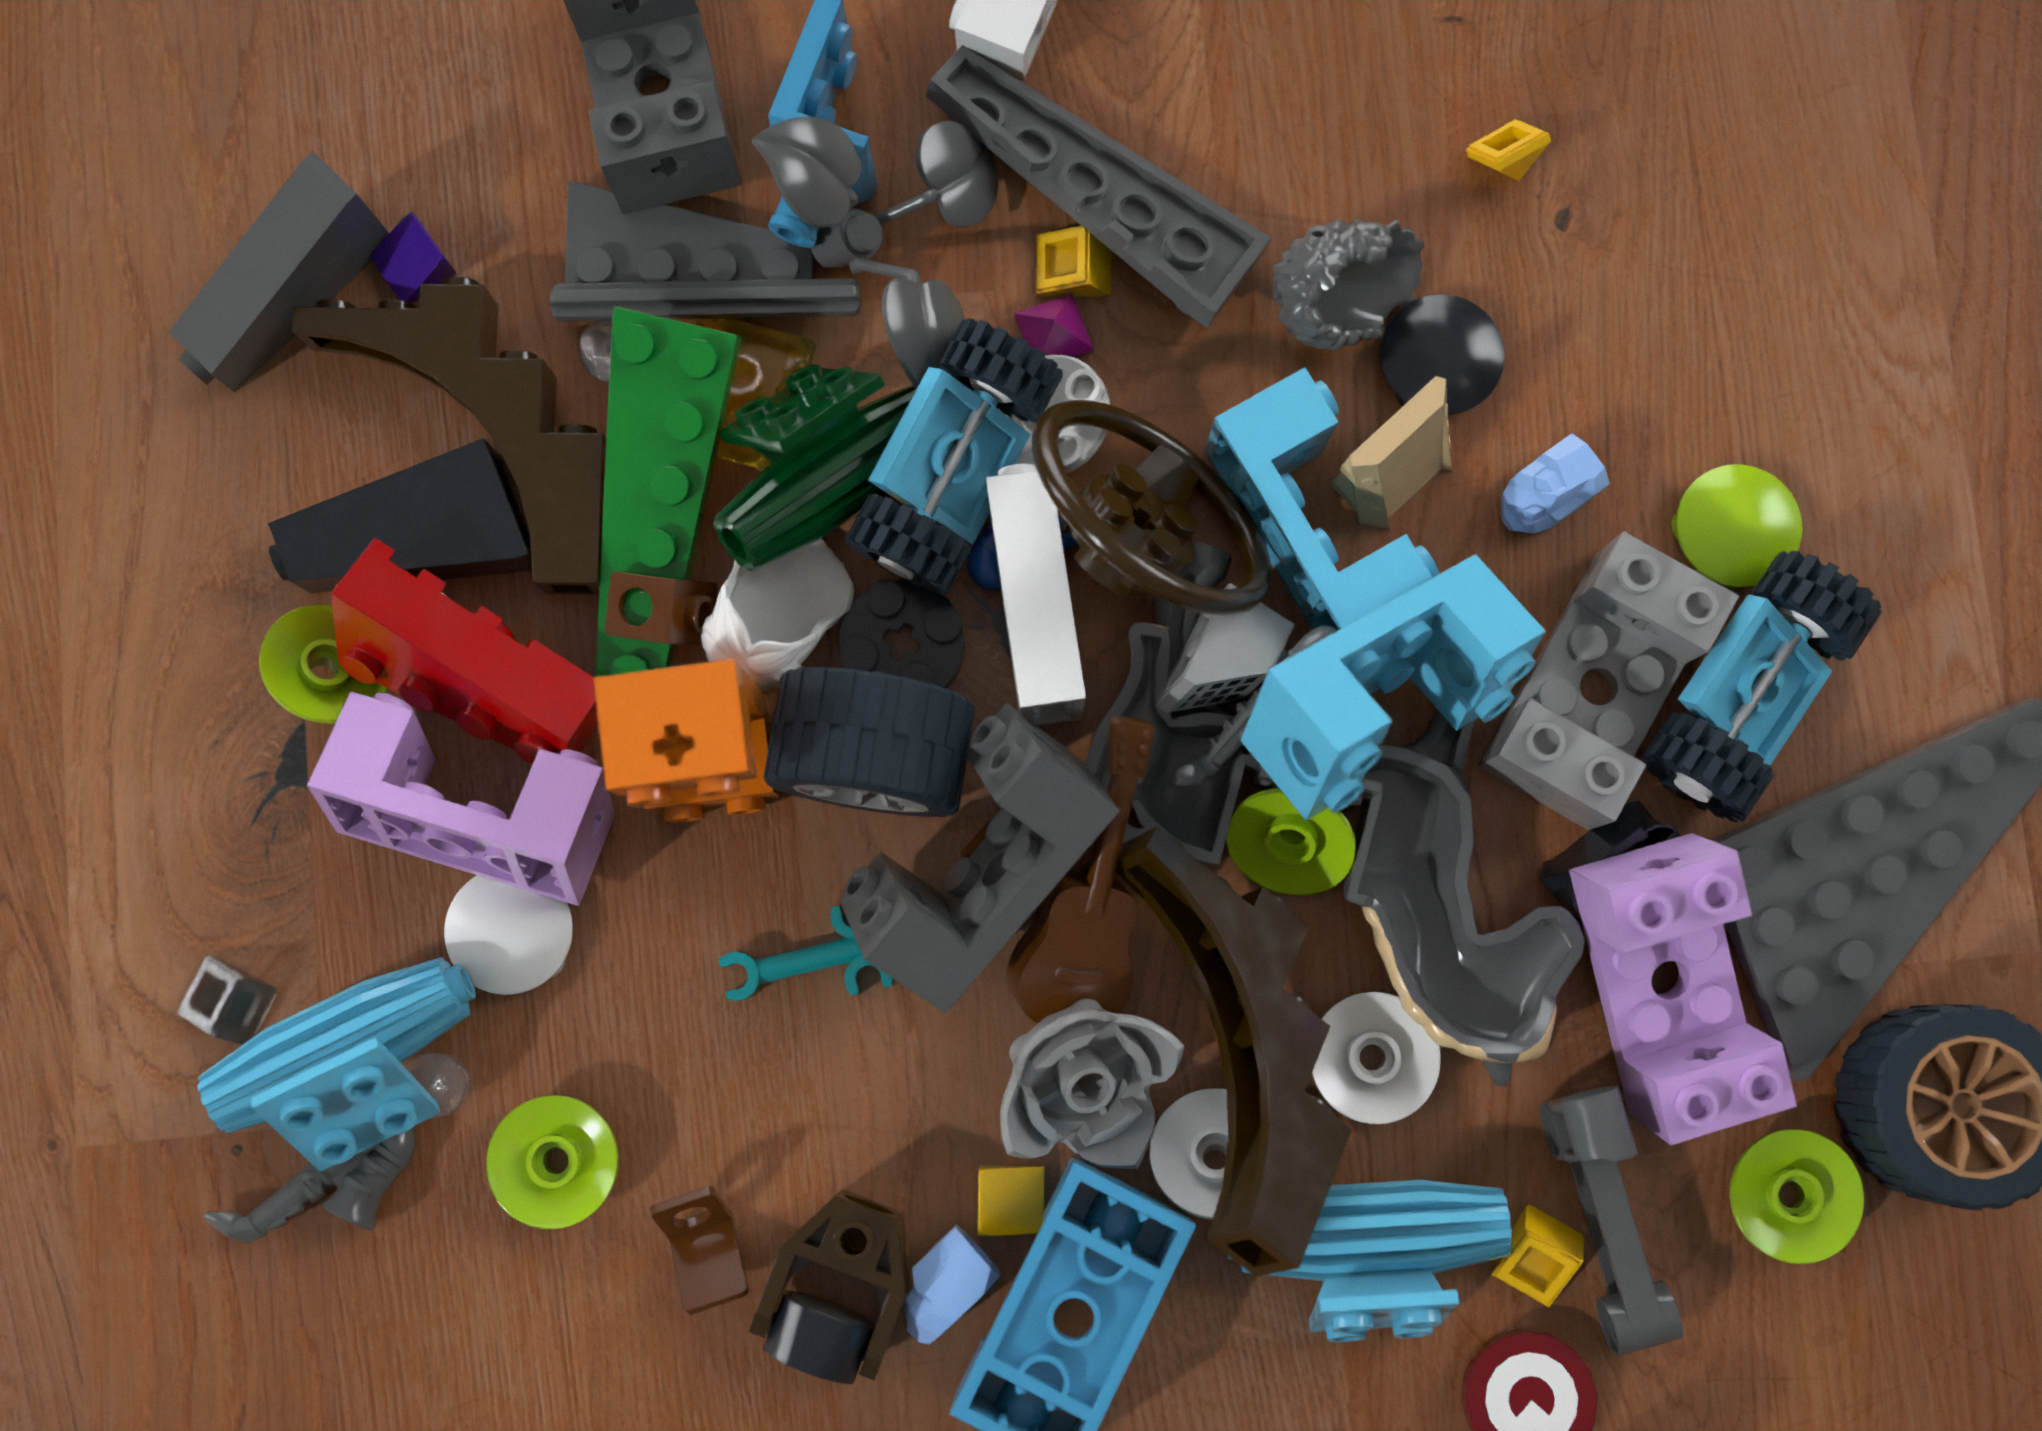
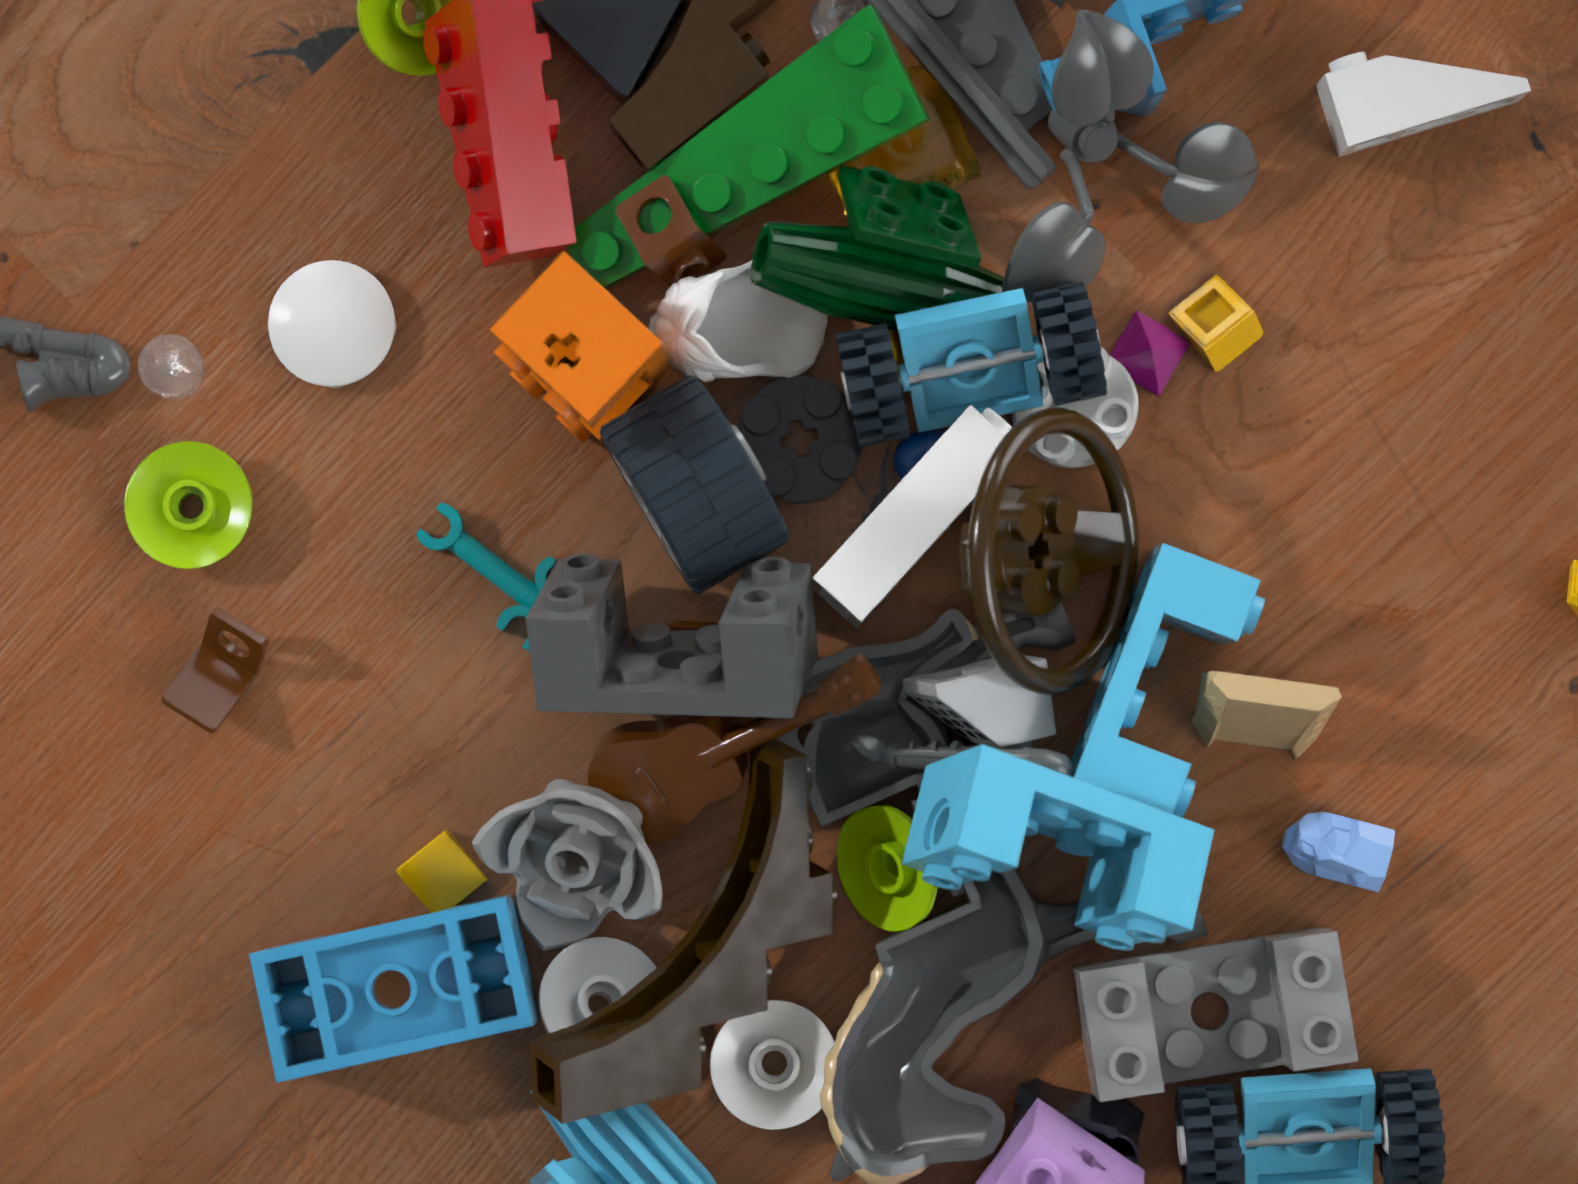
camera: 50 degrees right, 5 degrees up
(227, 1001) = (104, 155): clear smoke slope -> none
(336, 1070) = (126, 284): medium azure plate -> none
(377, 792) = (348, 140): lavender plate -> none
(818, 1333) = (227, 811): dark brown piece -> none
(947, 1284) = (340, 877): light blue rock -> none
(1129, 204) = (1298, 339): dark grey wing -> none
(1346, 281) = (1371, 553): dark grey piece -> none
(1445, 340) = (1385, 674): black dish -> none
(1736, 524) = (1434, 1018): lime dish -> none

